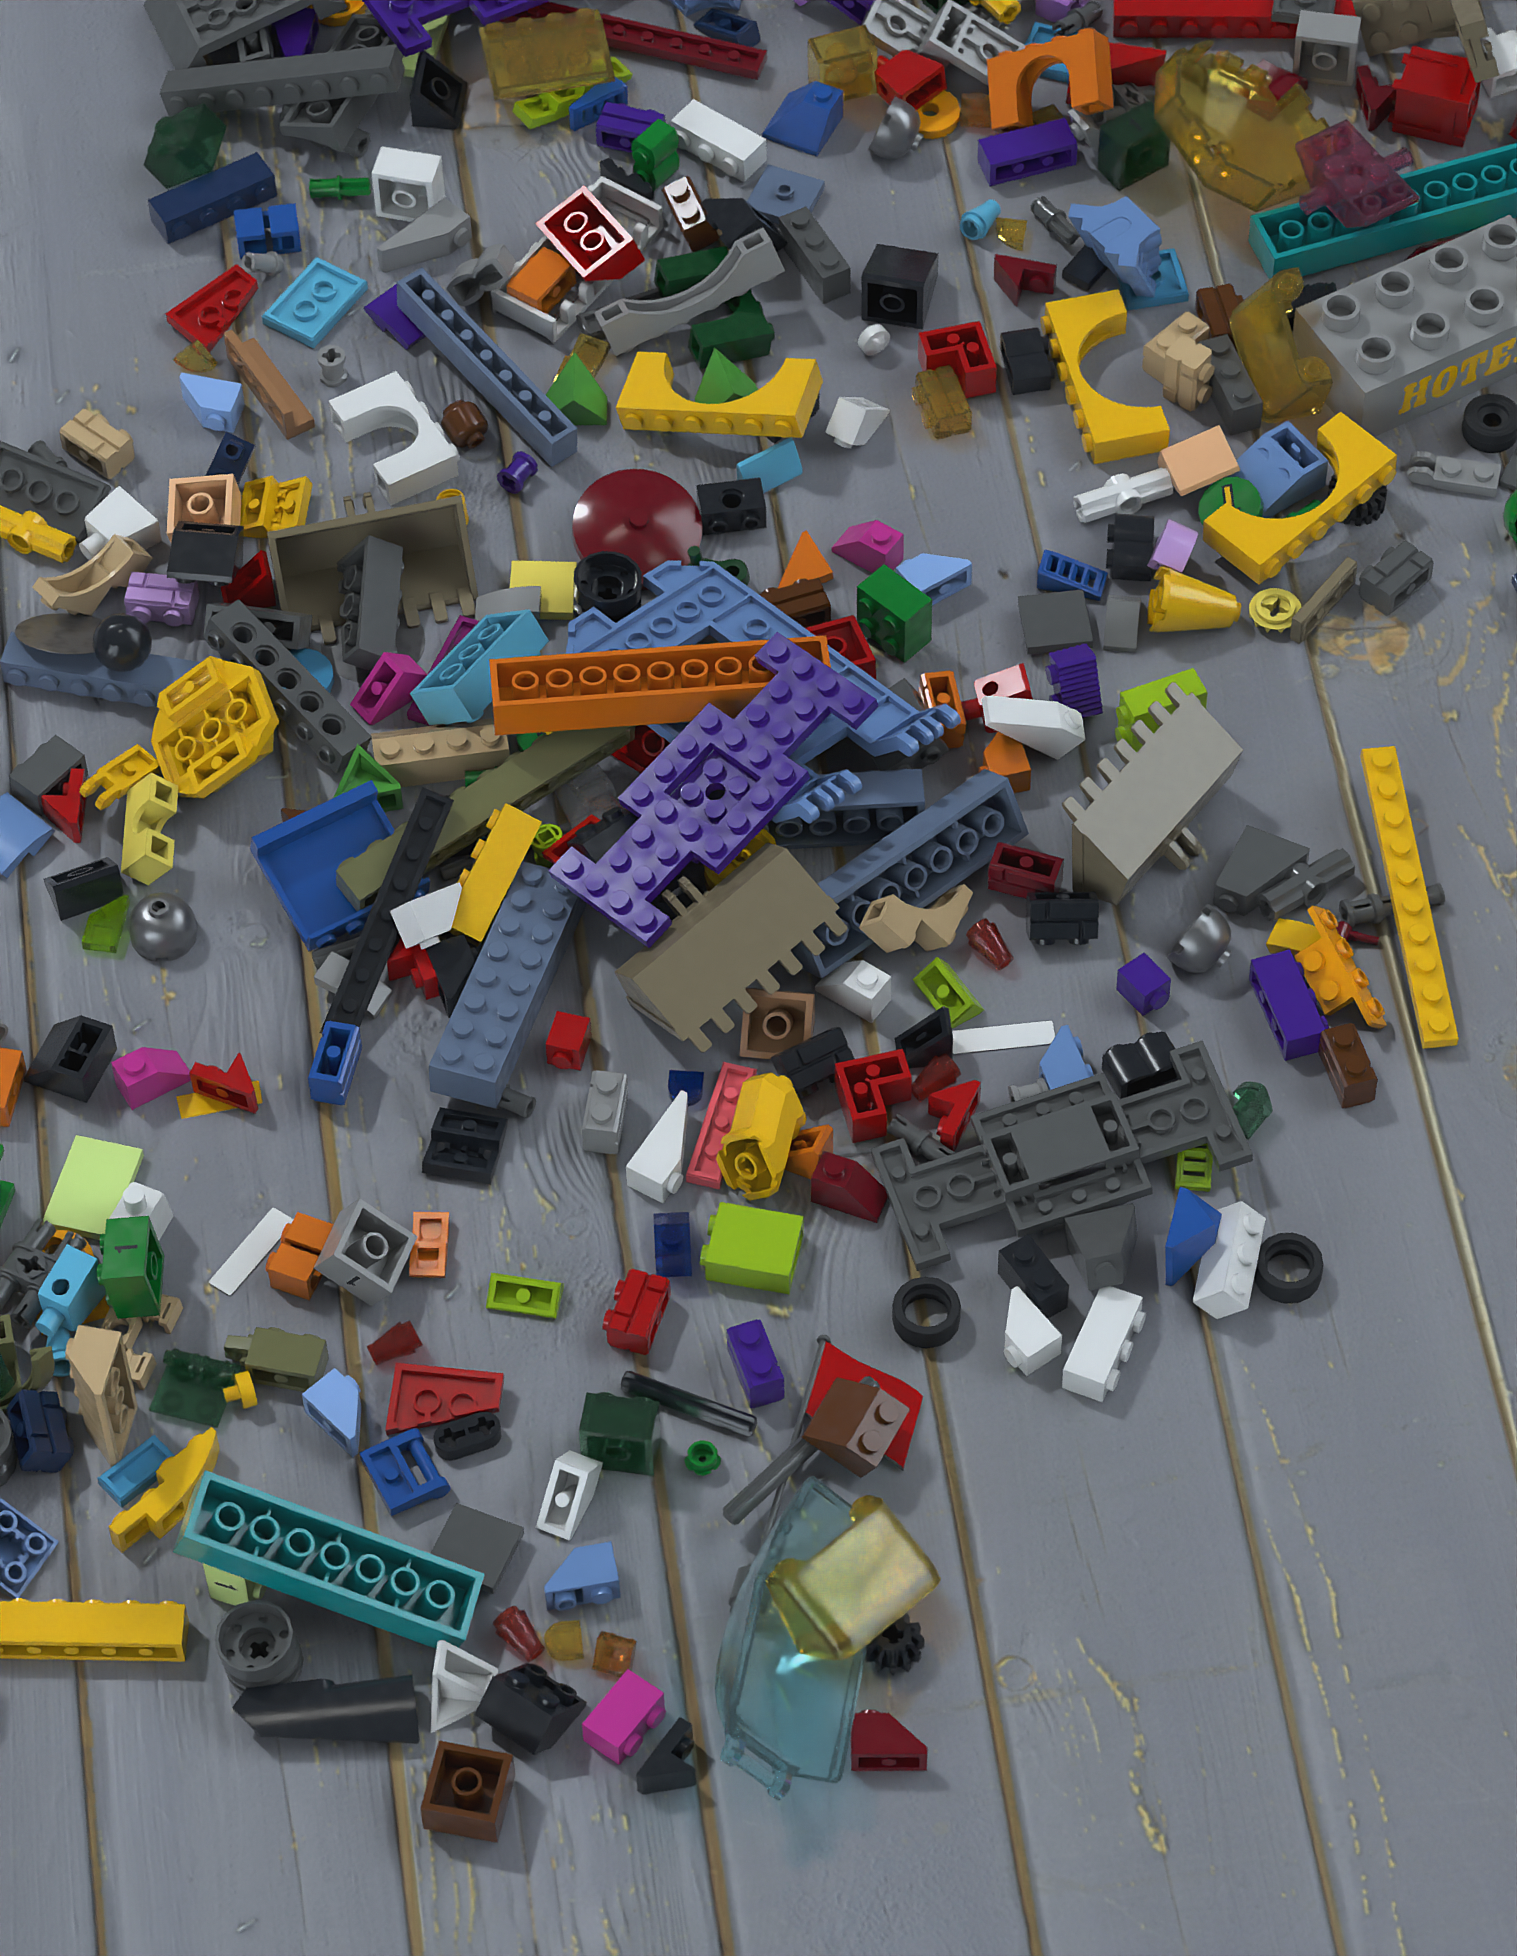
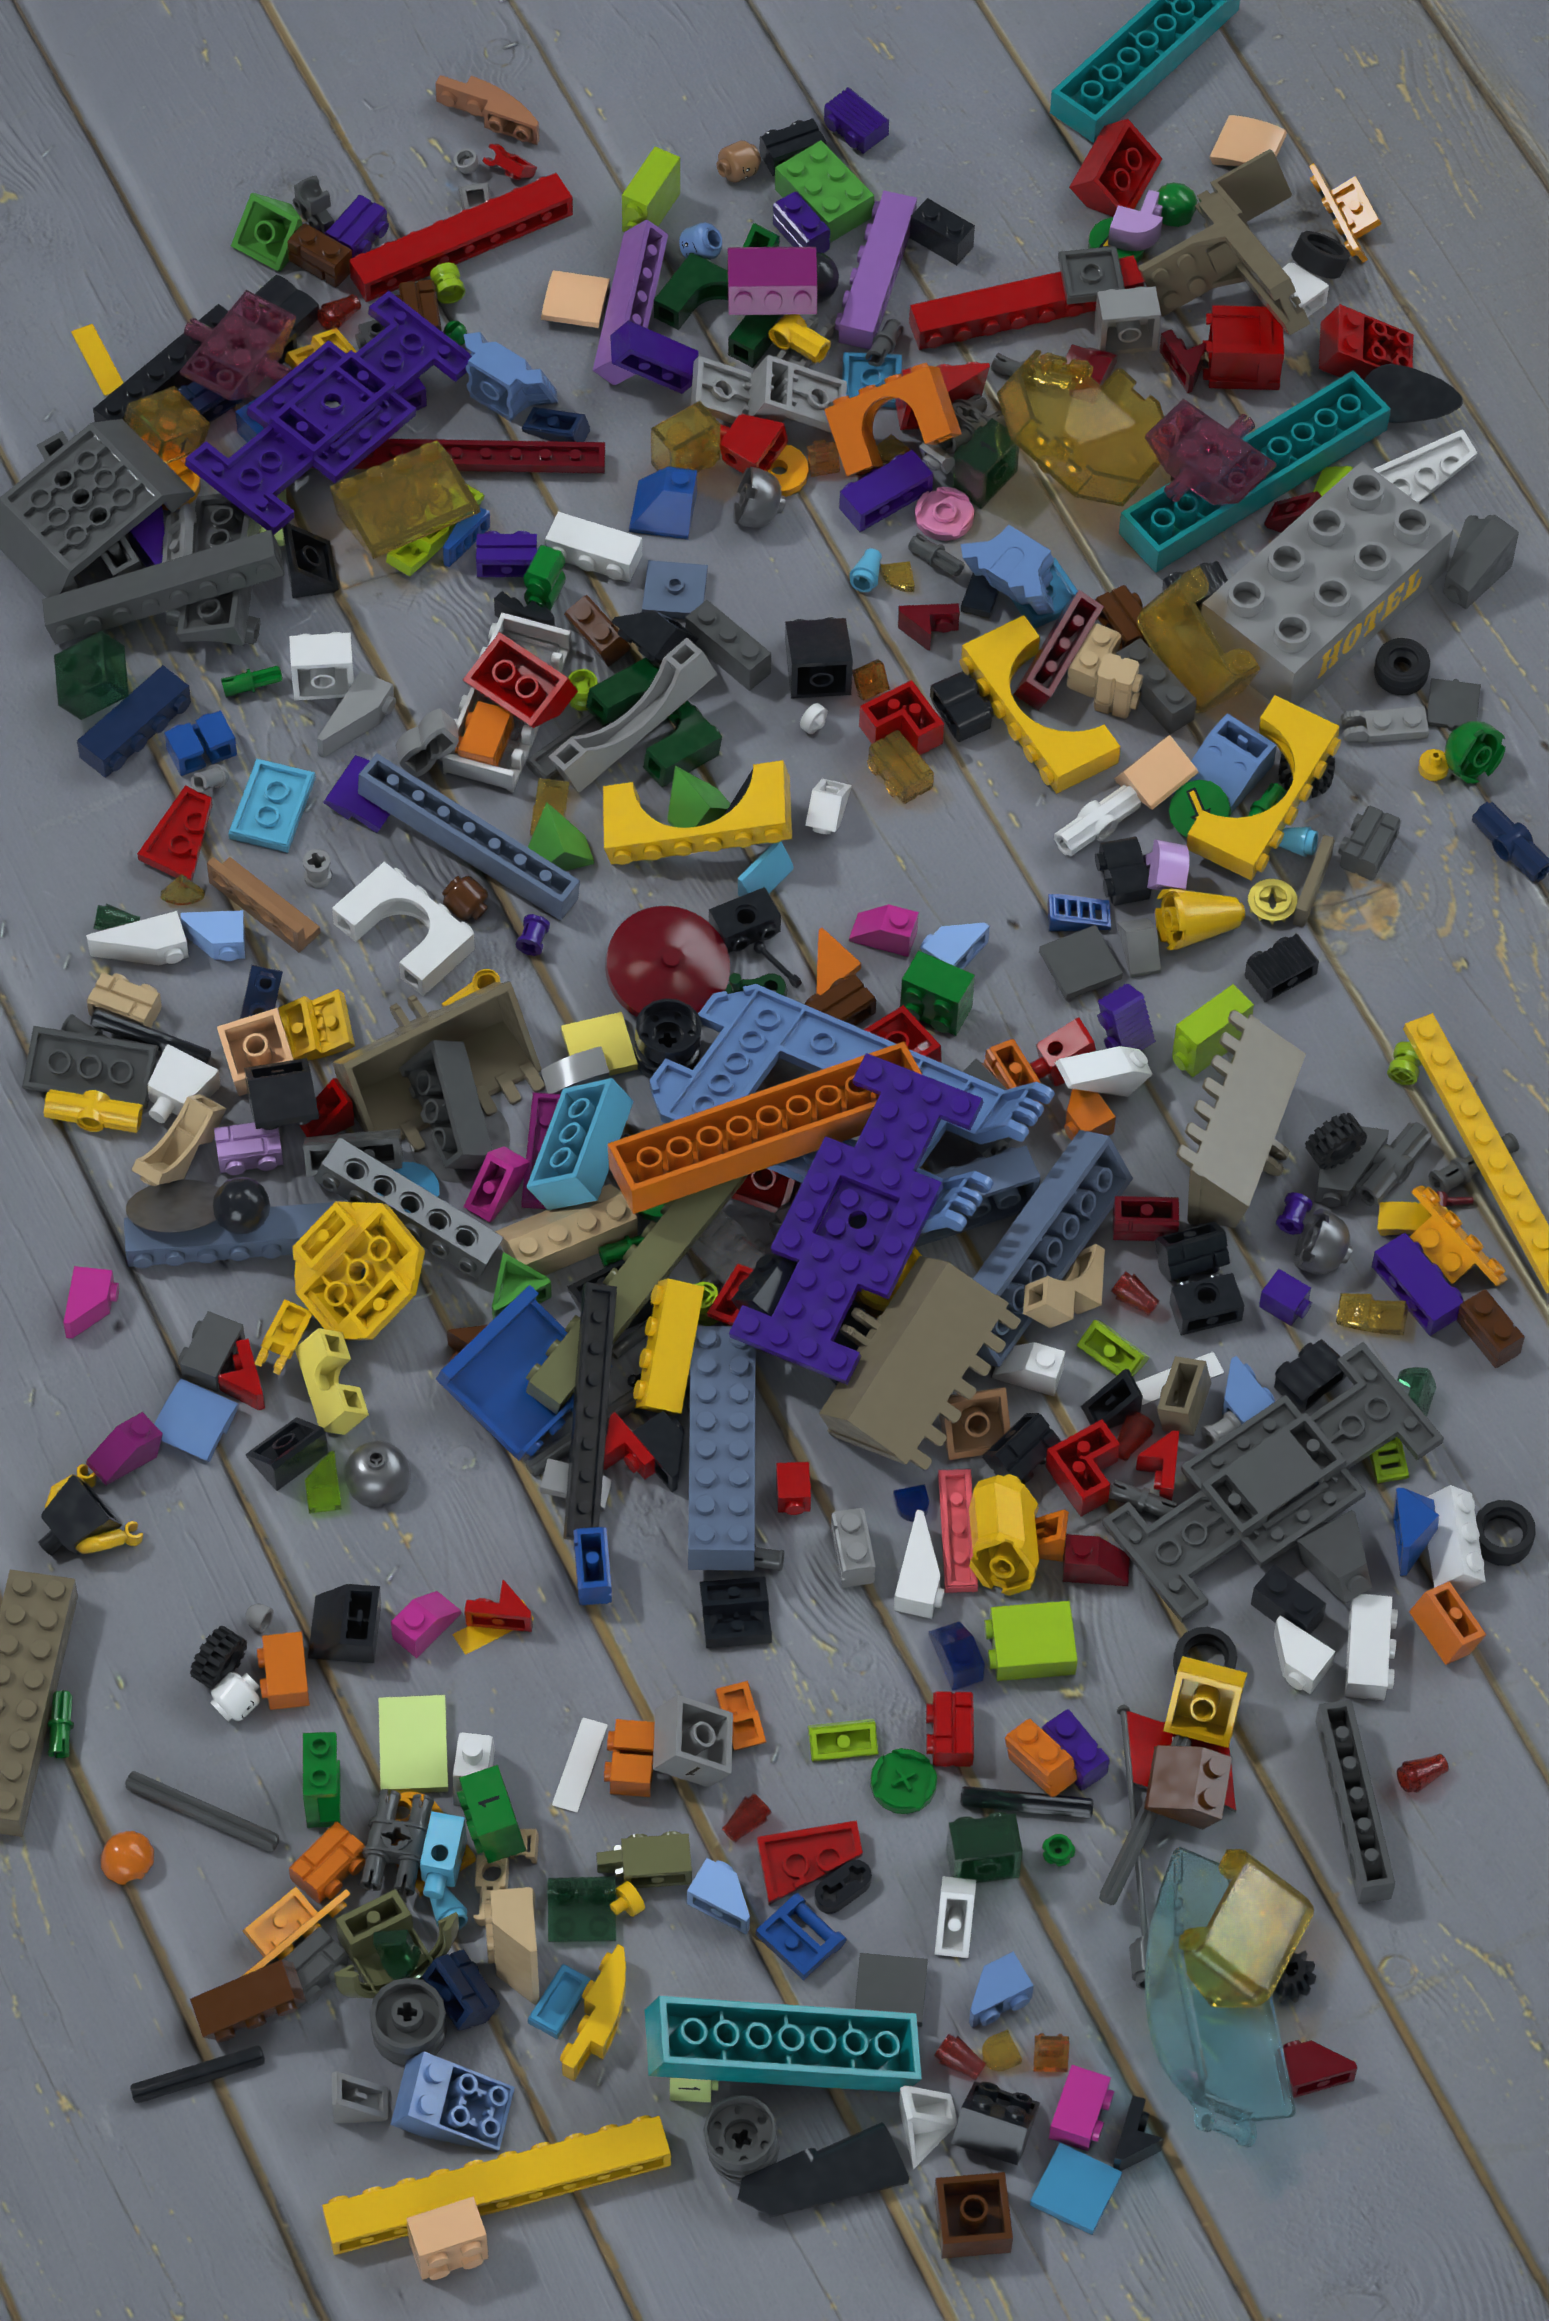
camera: 20 degrees left, 5 degrees up
(95, 469) = (143, 1034): none -> black axle
(119, 368) = (111, 917): none -> clear green cone
(140, 393) = (146, 941): none -> white slope
(322, 36) = (179, 533): none -> light grey hinge
(427, 917) = (630, 1404): white slope -> none
(570, 1351) = (903, 1781): none -> green tile
(590, 1797) = (1075, 2188): none -> dark azure tile
(651, 253) = (582, 680): none -> lime wheel
(715, 1361) = (1041, 1758): none -> orange brick
(738, 536) = (759, 947): none -> black hinge
(905, 1349) = (1205, 1701): none -> yellow brick
(943, 313) = (870, 679): none -> clear orange tile
(1000, 1050) = (1184, 1395): none -> dark tan brick
(1027, 1490) = (1355, 1801): none -> dark grey brick
(1047, 981) = (1196, 1316): none -> black brick
(1079, 184) = (944, 514): none -> bright pink tile
(1110, 1480) = (1419, 1773): none -> clear red cone
(1128, 339) = (1058, 650): none -> dark red brick
(1184, 907) = (1294, 1213): none -> dark purple bush
(1192, 1339) = (1447, 1623): none -> orange brick
(1224, 1022) = (1372, 1315): none -> clear yellow slope
(1244, 840) = (1336, 1141): none -> black tyre
(1259, 672) = (1281, 967): none -> black brick
(1322, 558) = (1300, 840): none -> medium azure cone
(1352, 795) = (1405, 1064): none -> lime wheel
(1490, 522) = (1433, 765): none -> yellow tile

